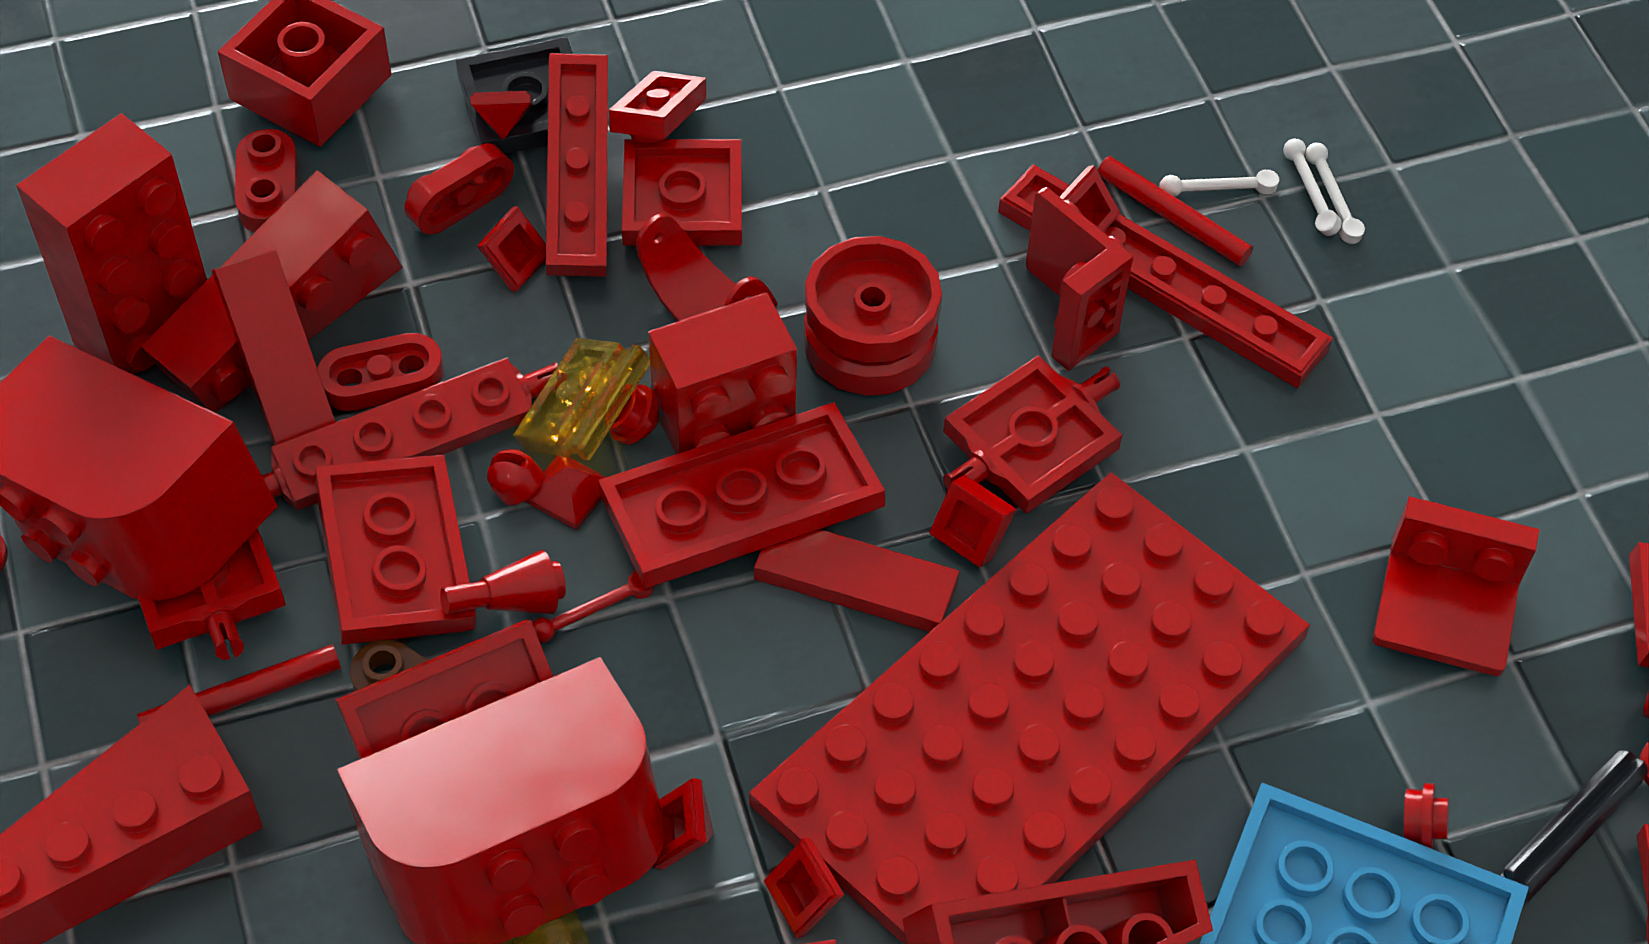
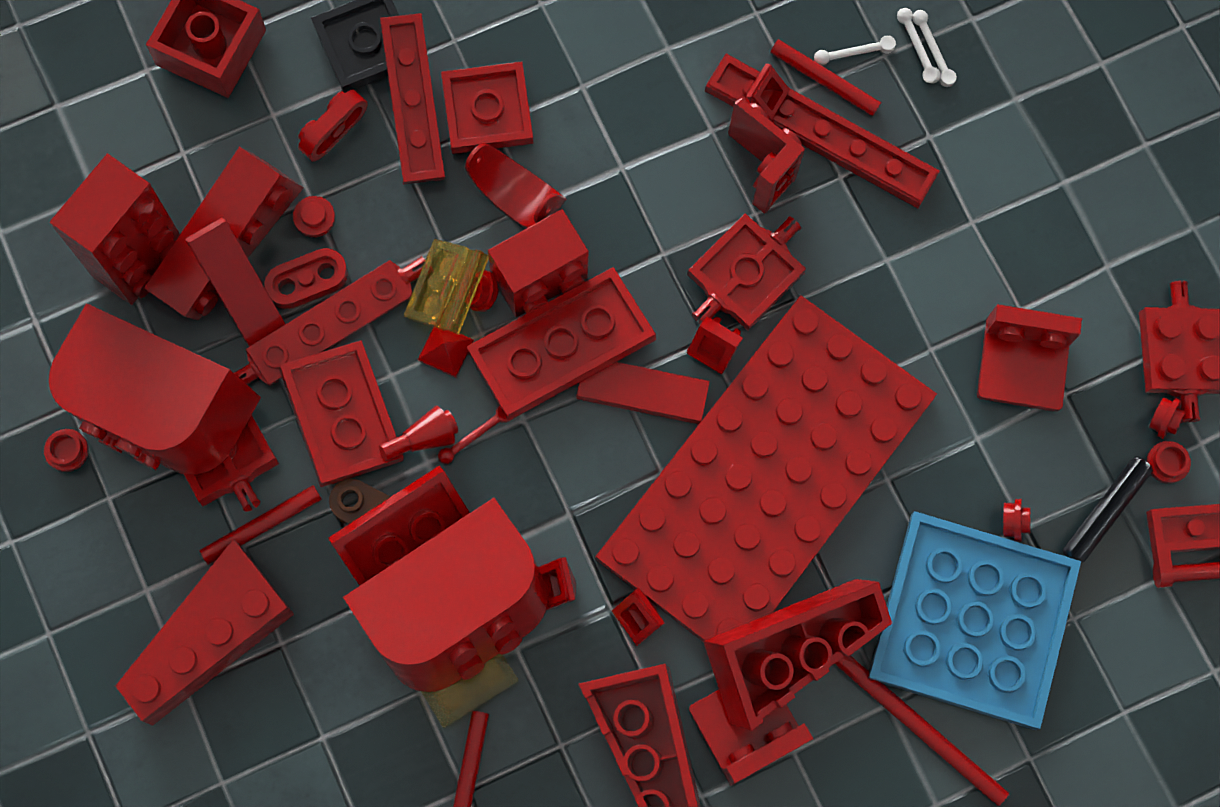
camera: 10 degrees left, 20 degrees up
(264, 168) = (197, 128): red plate -> none
(409, 299) = (314, 216): none -> red plate
(502, 109) = (352, 60): red slope -> none
(514, 248) = (379, 169): red slope -> none
(514, 476) = (406, 353): red hinge -> none
(657, 106) = (460, 40): red plate -> none
(871, 315) = (627, 175): red wheel -> none

